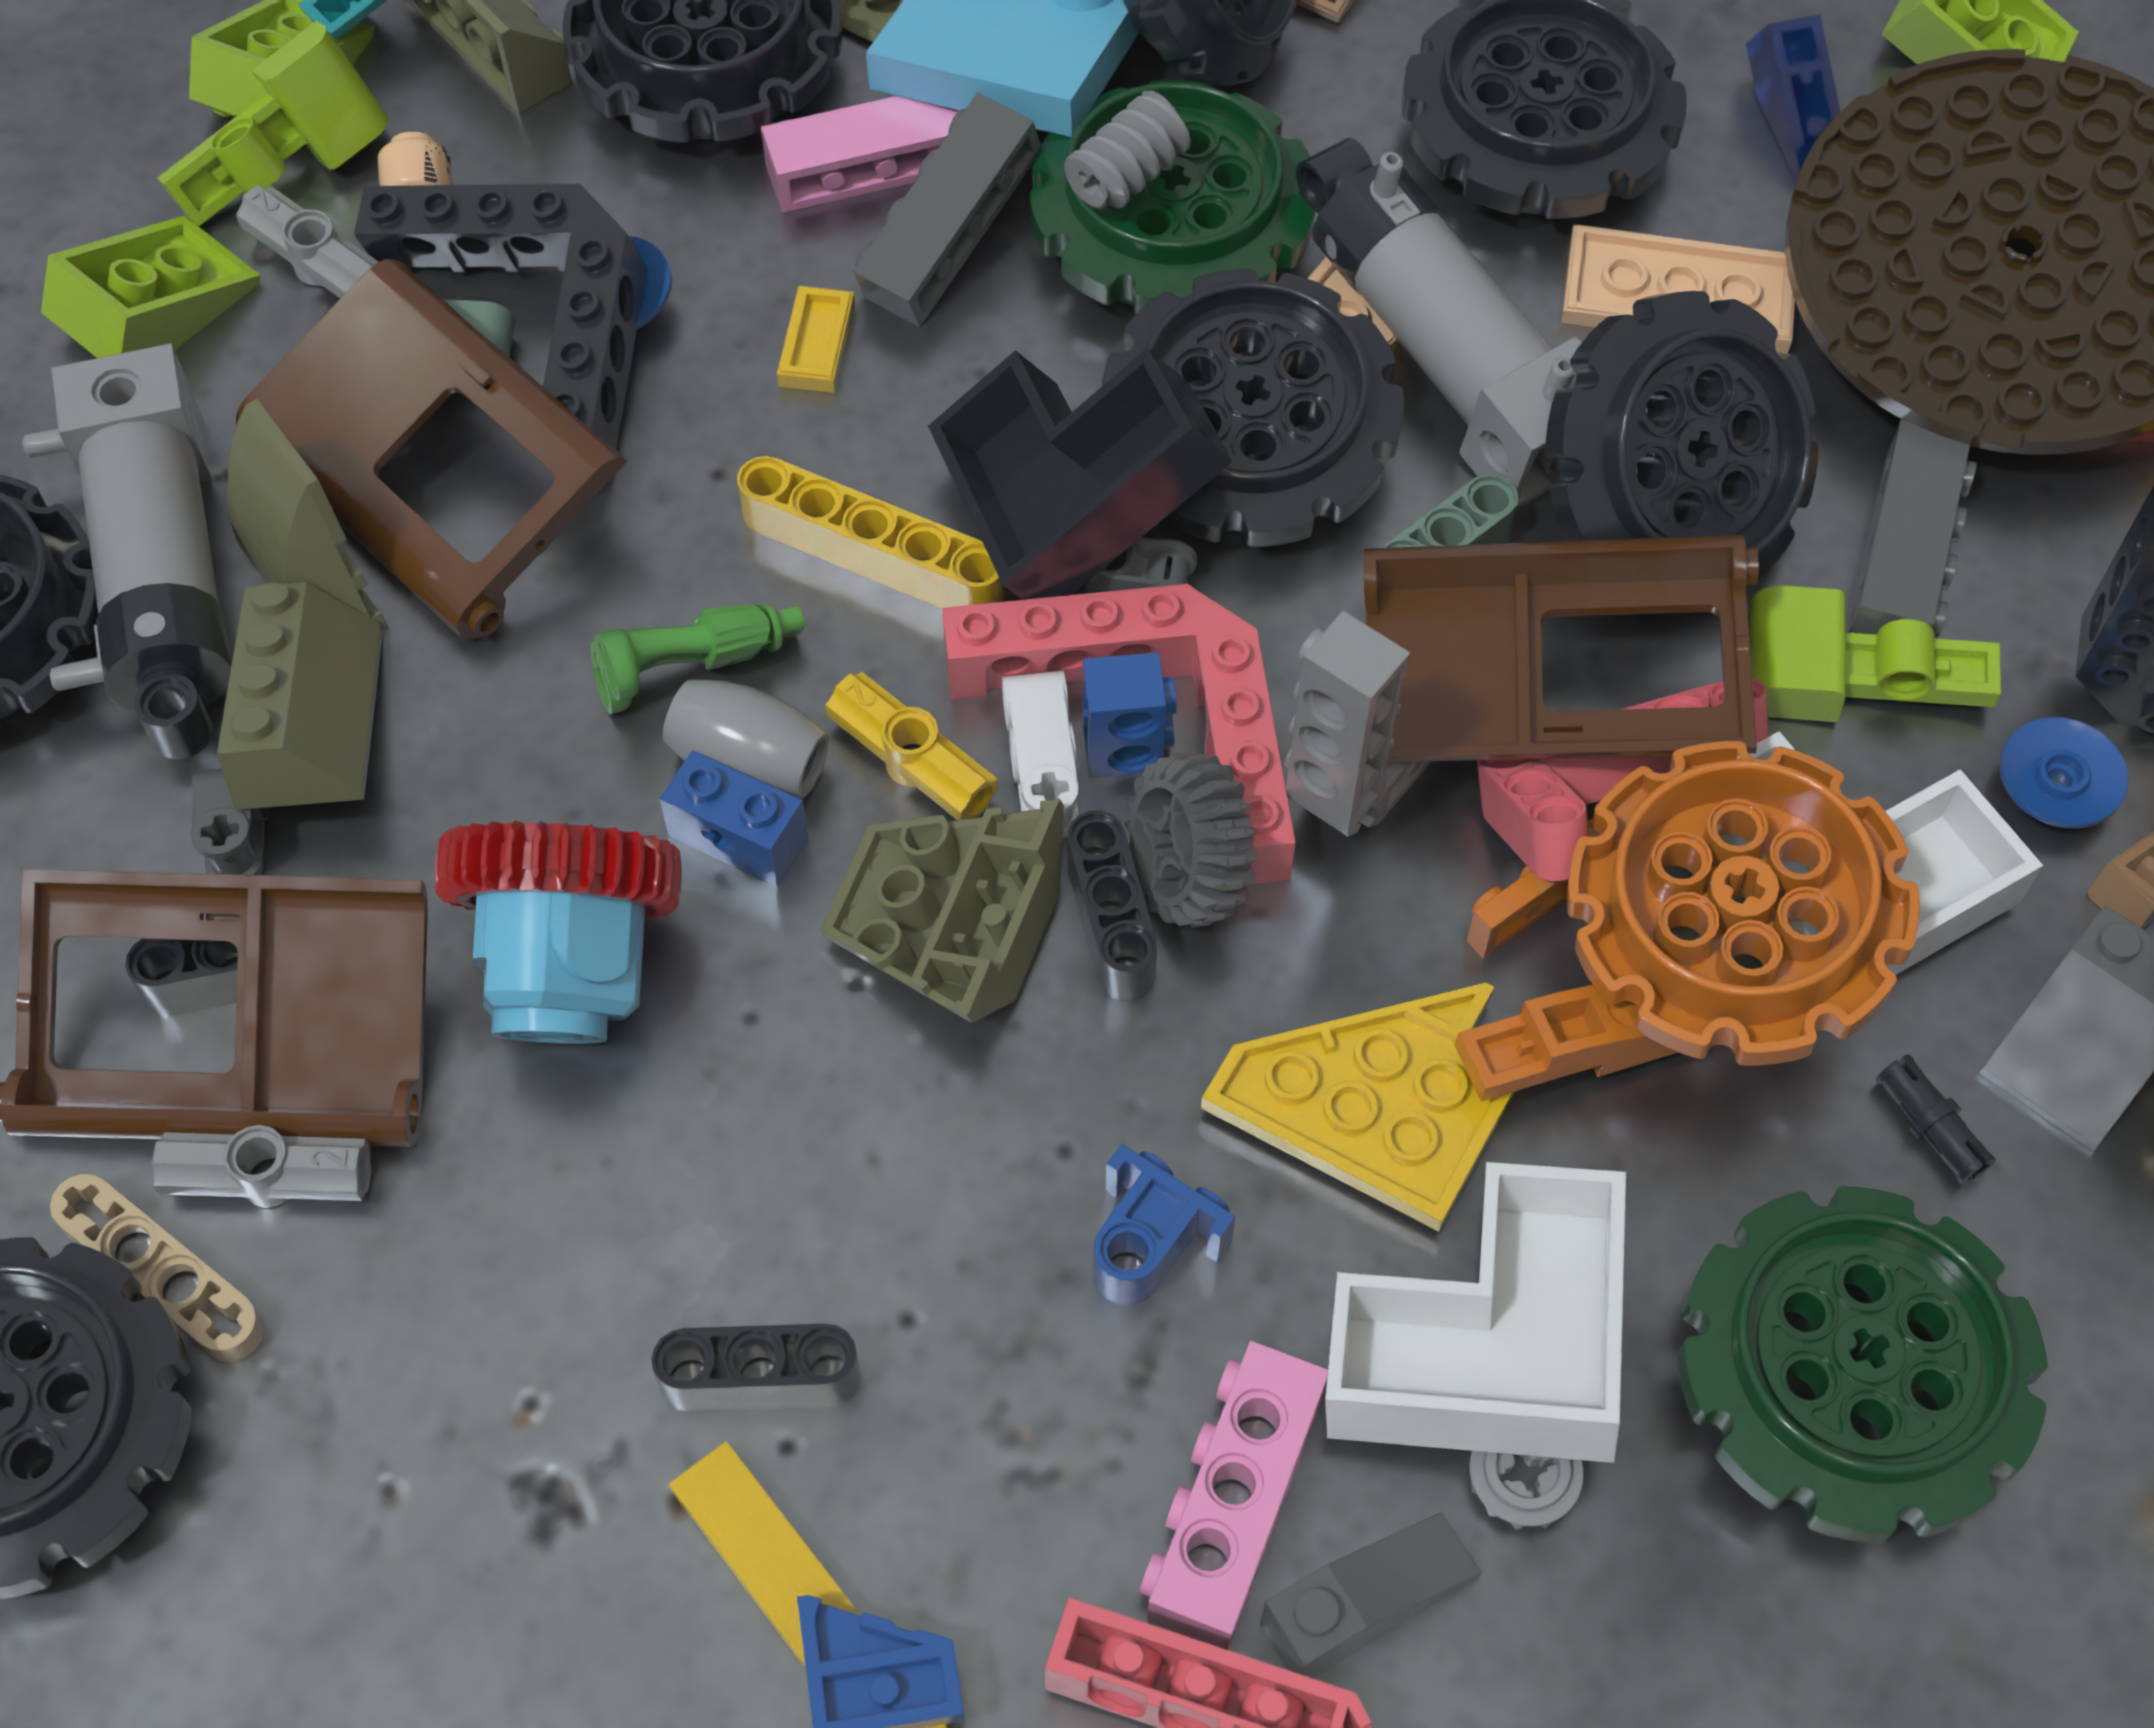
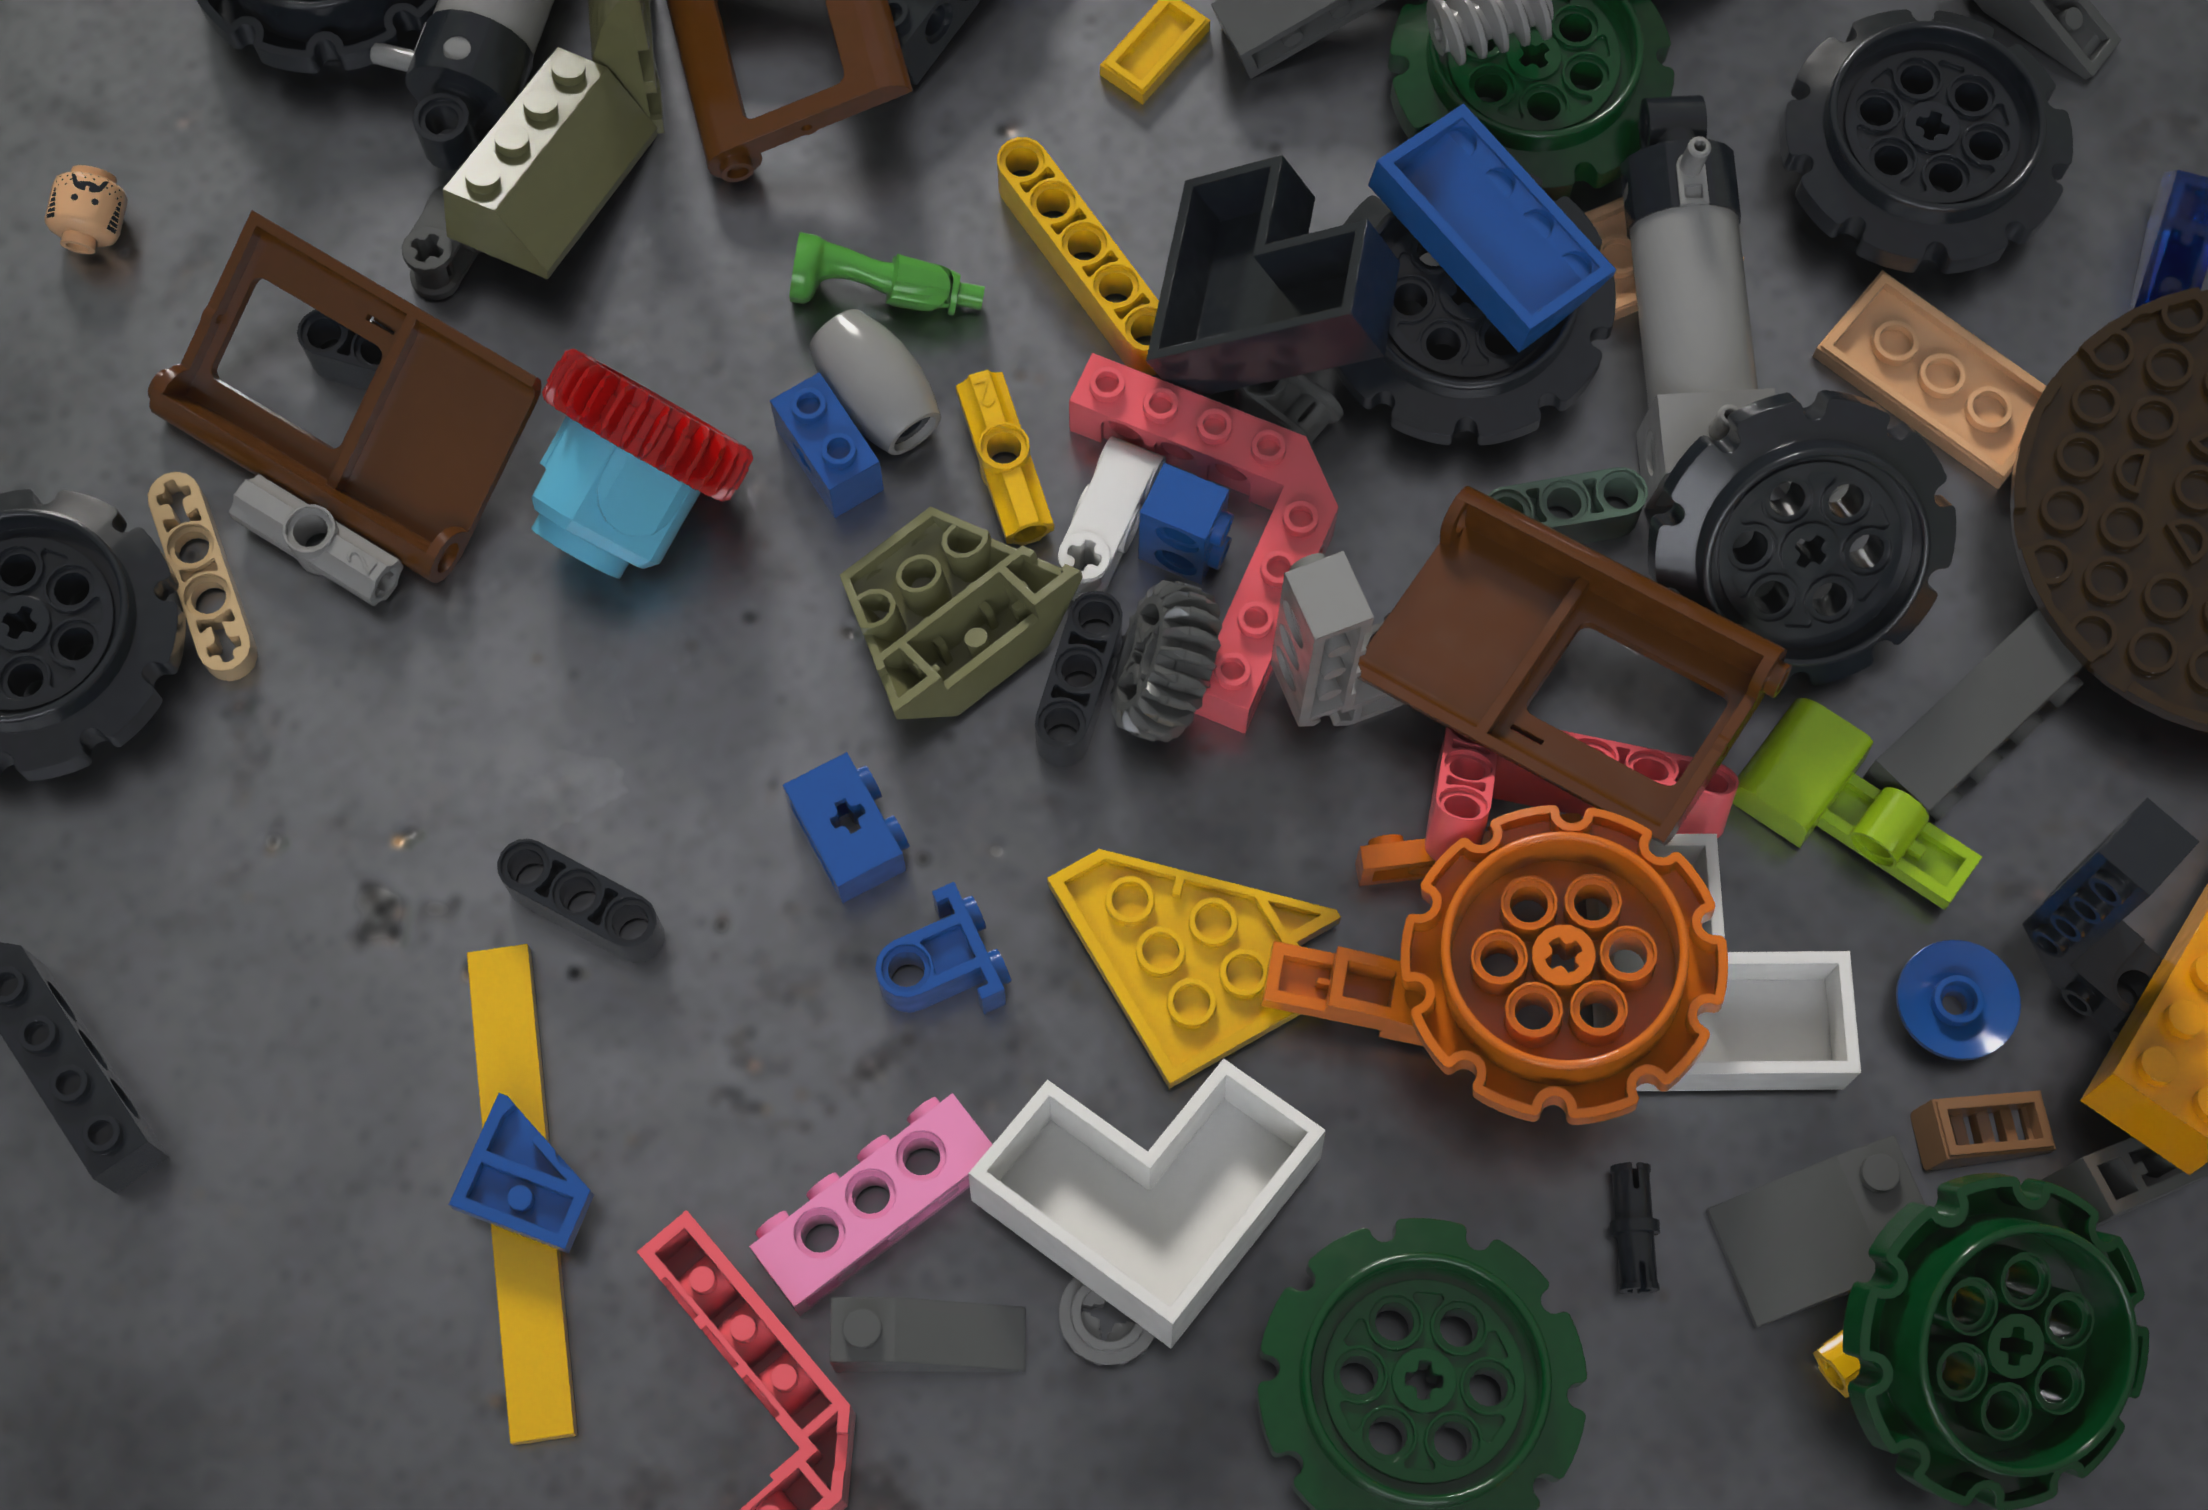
camera: 30 degrees right, 10 degrees up
(993, 1184) = (849, 860): none -> blue brick
(1245, 318) = (1490, 226): none -> blue slope

